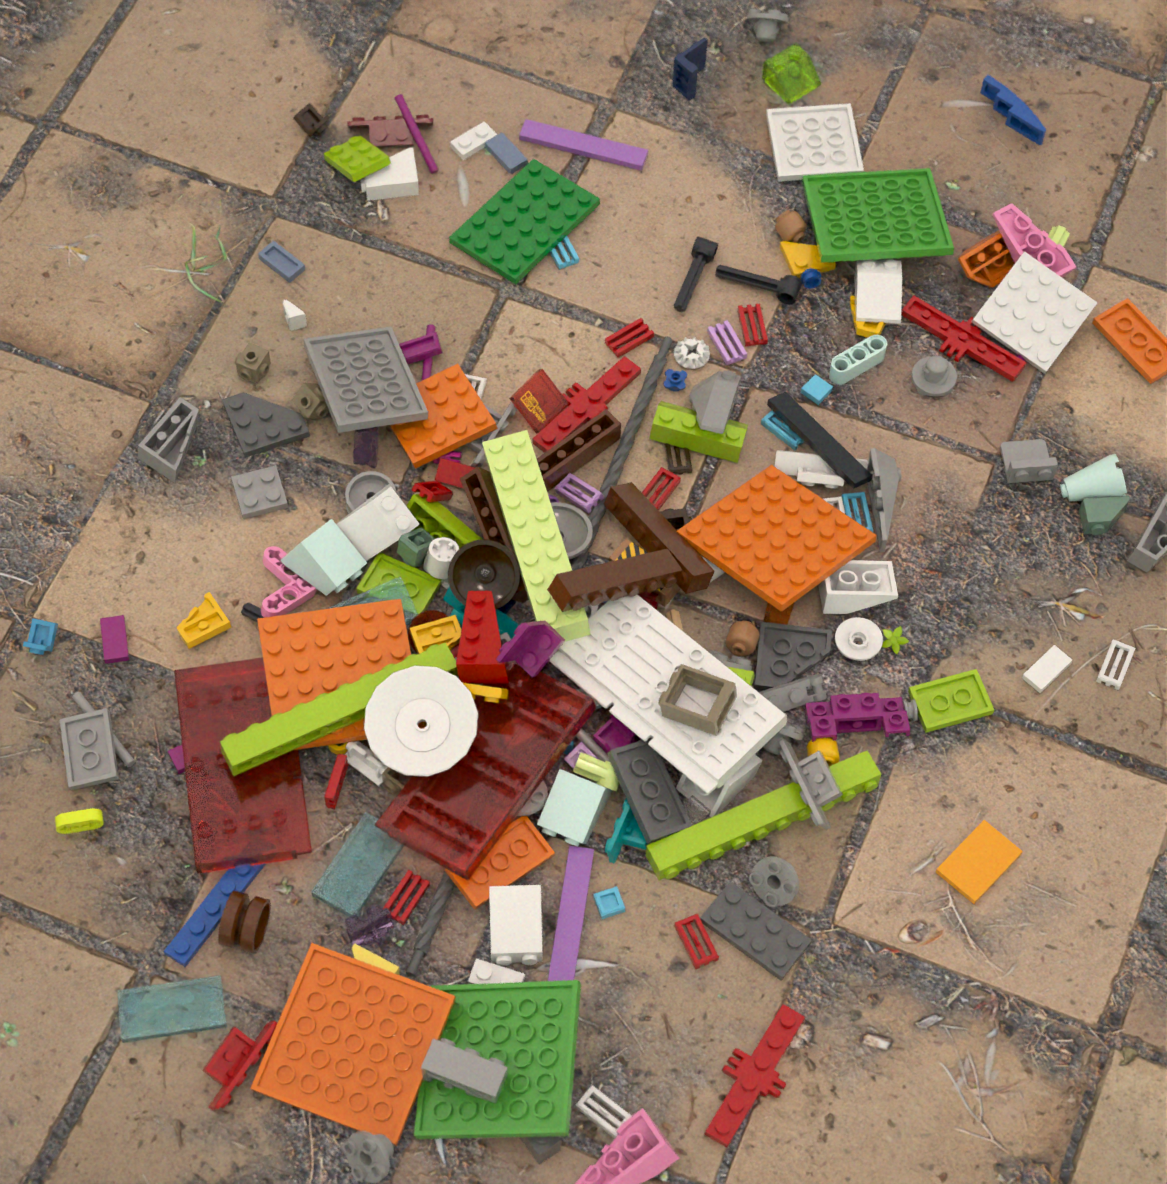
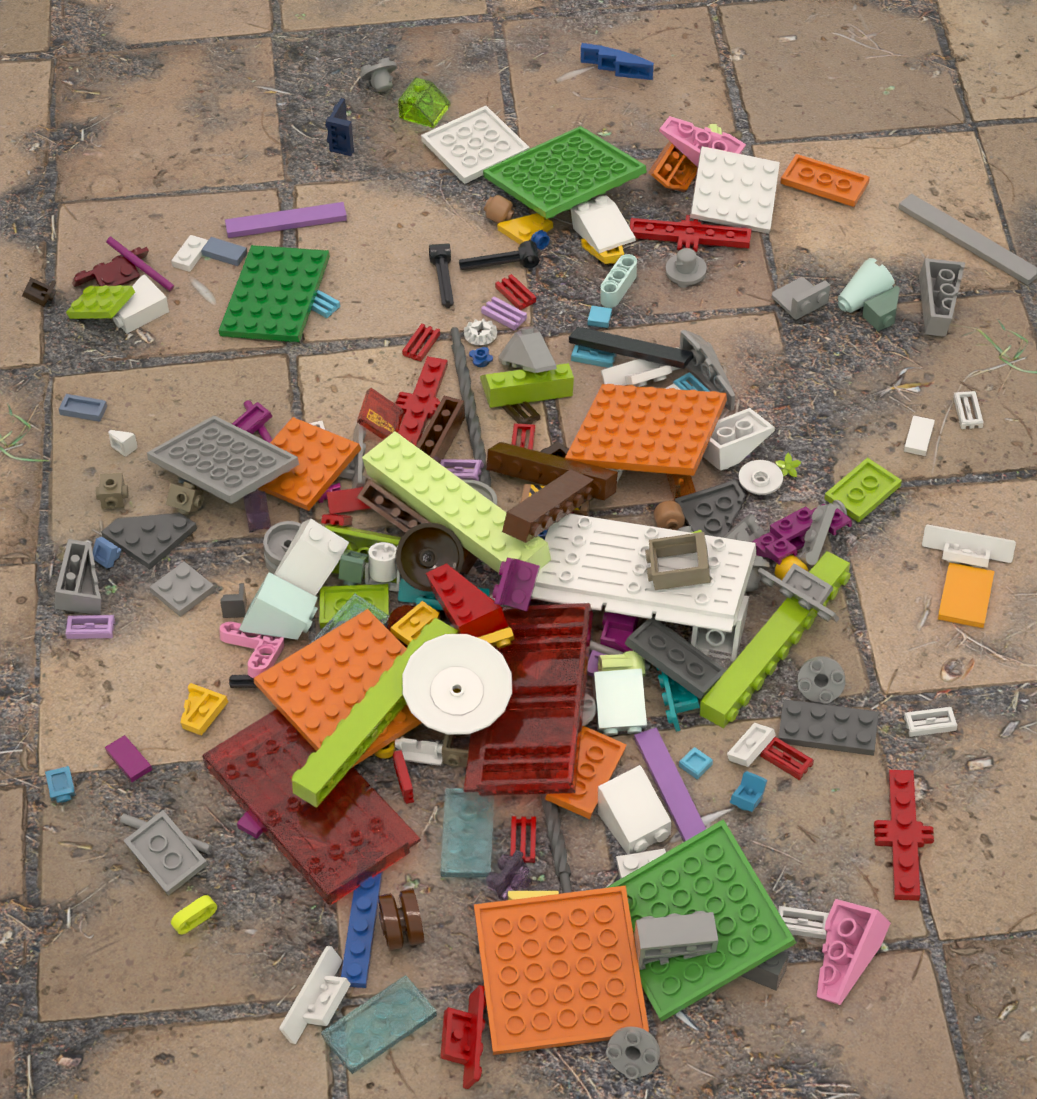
camera: 25 degrees left, 10 degrees down
(135, 955) = (317, 998): none -> white bracket
(147, 489) = (90, 630): none -> lavender tile
(212, 423) = (105, 552): none -> medium blue tile
(294, 530) = (234, 604): none -> dark grey panel
(635, 960) = (749, 792): none -> dark azure bracket
(669, 912) = (751, 744): none -> white plate
(864, 730) = (816, 534): none -> light grey plate
(873, 990) = (931, 724): none -> white tile
(1012, 814) = (968, 546): none -> white bracket

